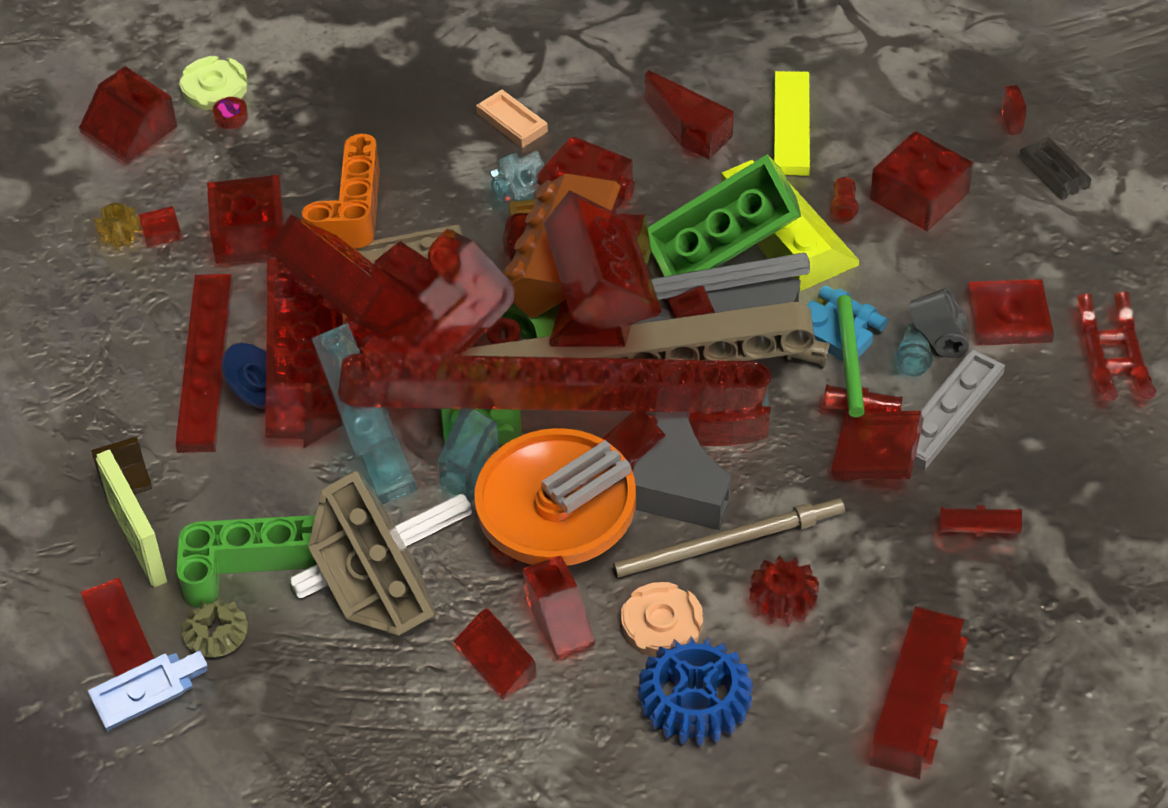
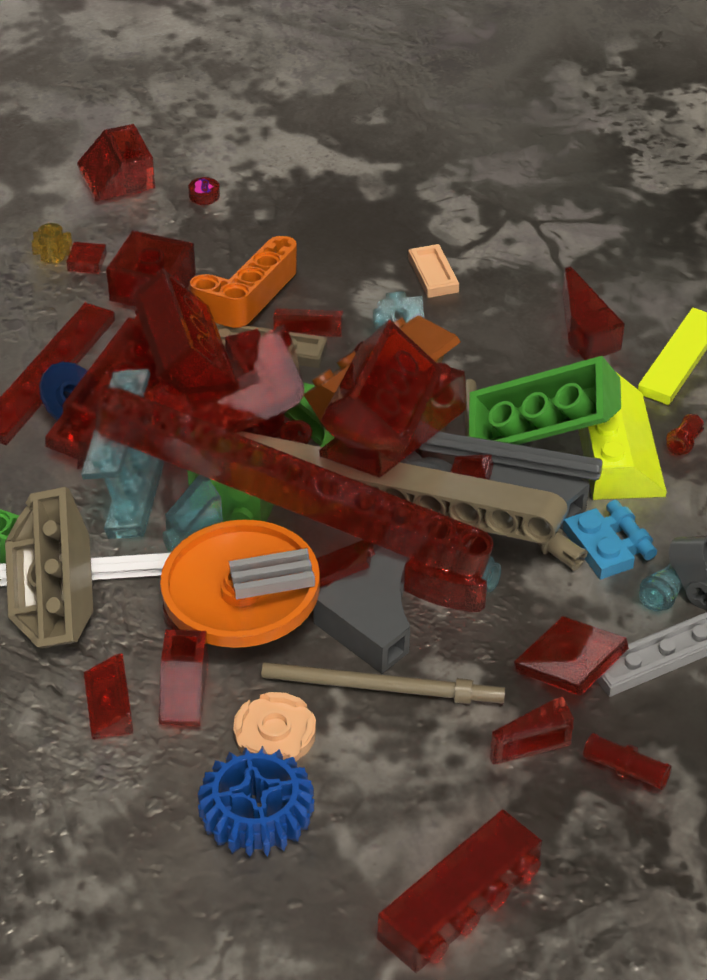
camera: 25 degrees right, 5 degrees down
(211, 80) = (209, 161): yellowish green tile -> none
(429, 213) = (310, 321): none -> clear red slope
(592, 161) = (479, 336): clear red bracket -> none
(783, 590) = (397, 747): clear red gear -> none
(836, 399) = (581, 609): clear red pin -> none
(850, 356) = (592, 567): bright green bar -> none
(894, 525) = (533, 733): none -> clear red slope

